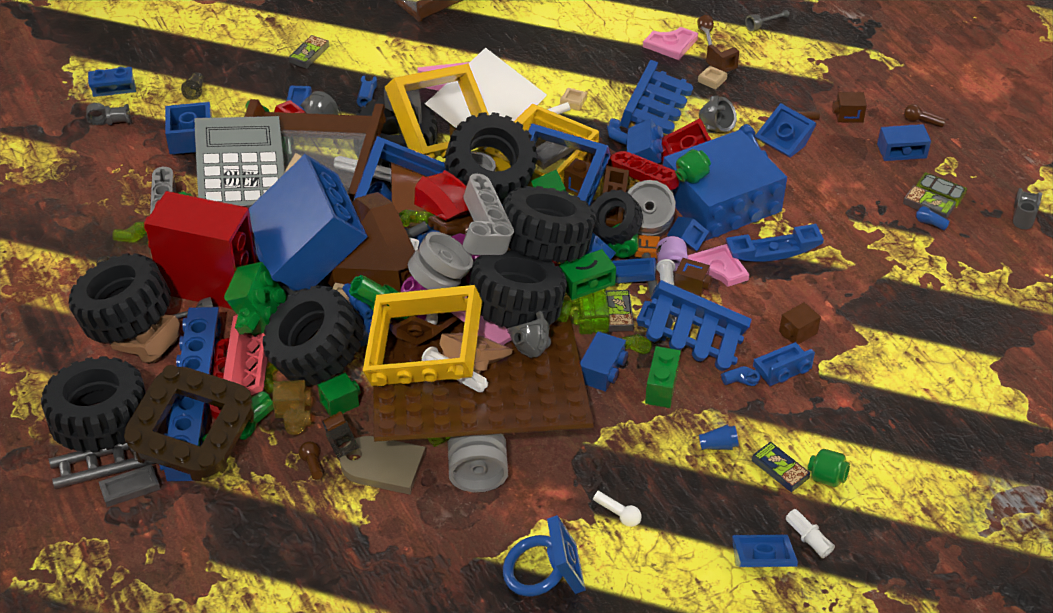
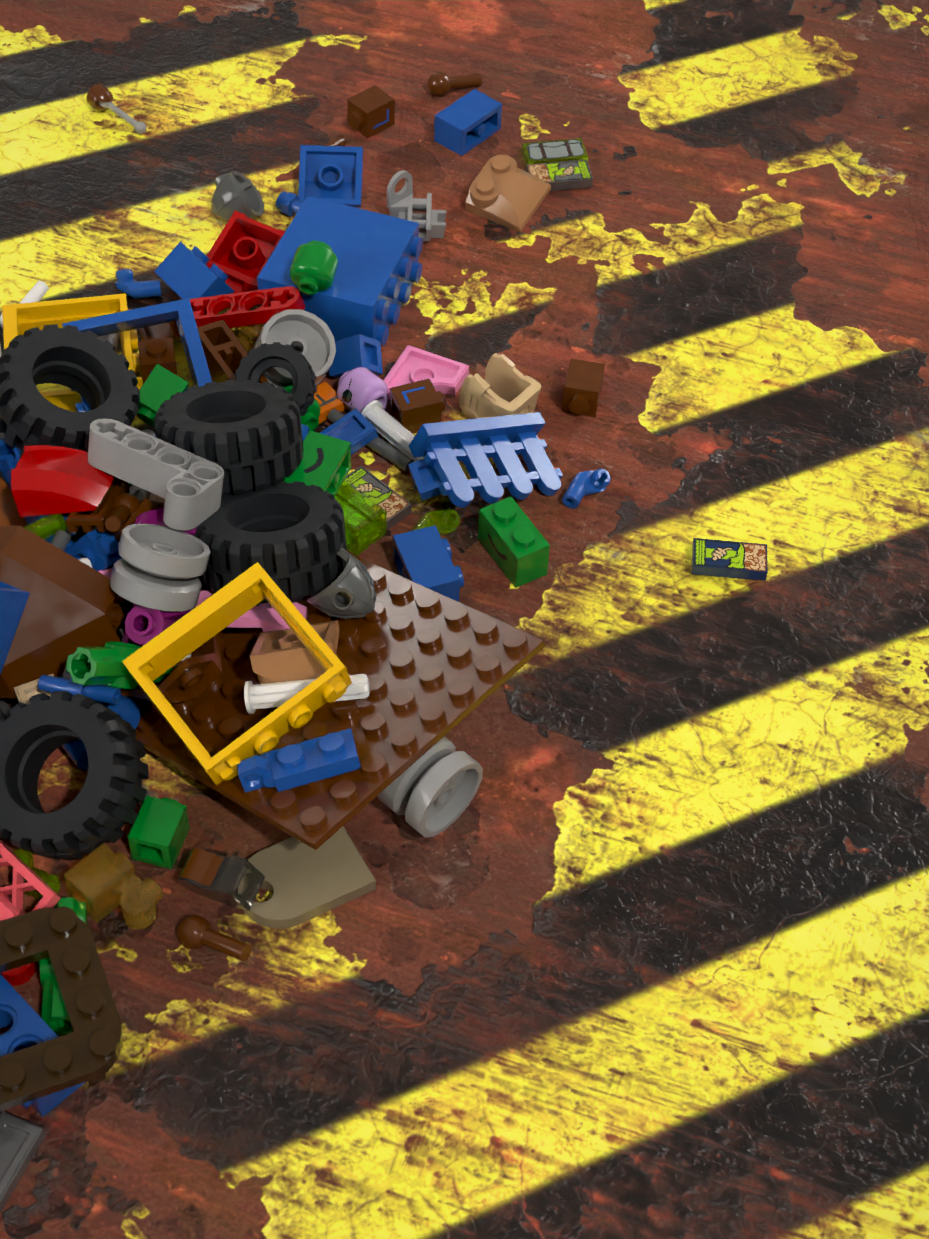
camera: 45 degrees left, 5 degrees up
(411, 398) = (301, 762): none -> blue hinge
(562, 556) = (644, 824): blue tile -> none
(574, 97) = (32, 271): tan tile -> none
(628, 515) = (641, 726): white bar -> none
(648, 104) = (121, 219): blue fence -> none
(671, 43) = (80, 142): bright pink tile -> none
(712, 77) = (175, 158): tan tile -> none
(720, 439) = (644, 569): blue cone -> none
(723, 60) = (166, 133): reddish brown panel -> none
(755, 21) = (158, 62): dark grey hinge -> none
(755, 298) = (501, 393): none -> tan piece
(763, 551) = (818, 664): blue slope -> none
(775, 248) = (464, 315): blue slope -> none
(784, 363) = (615, 442): blue bracket -> none
(805, 181) = (402, 205): none -> light grey piece
(810, 533) = (836, 610): white axle -> none
(829, 467) = (782, 525): green head -> none
(880, 193) = (506, 193): none -> medium nougat slope
(927, 216) = (576, 191): blue arm -> none
(1026, 208) = (657, 127): dark grey piece -> none

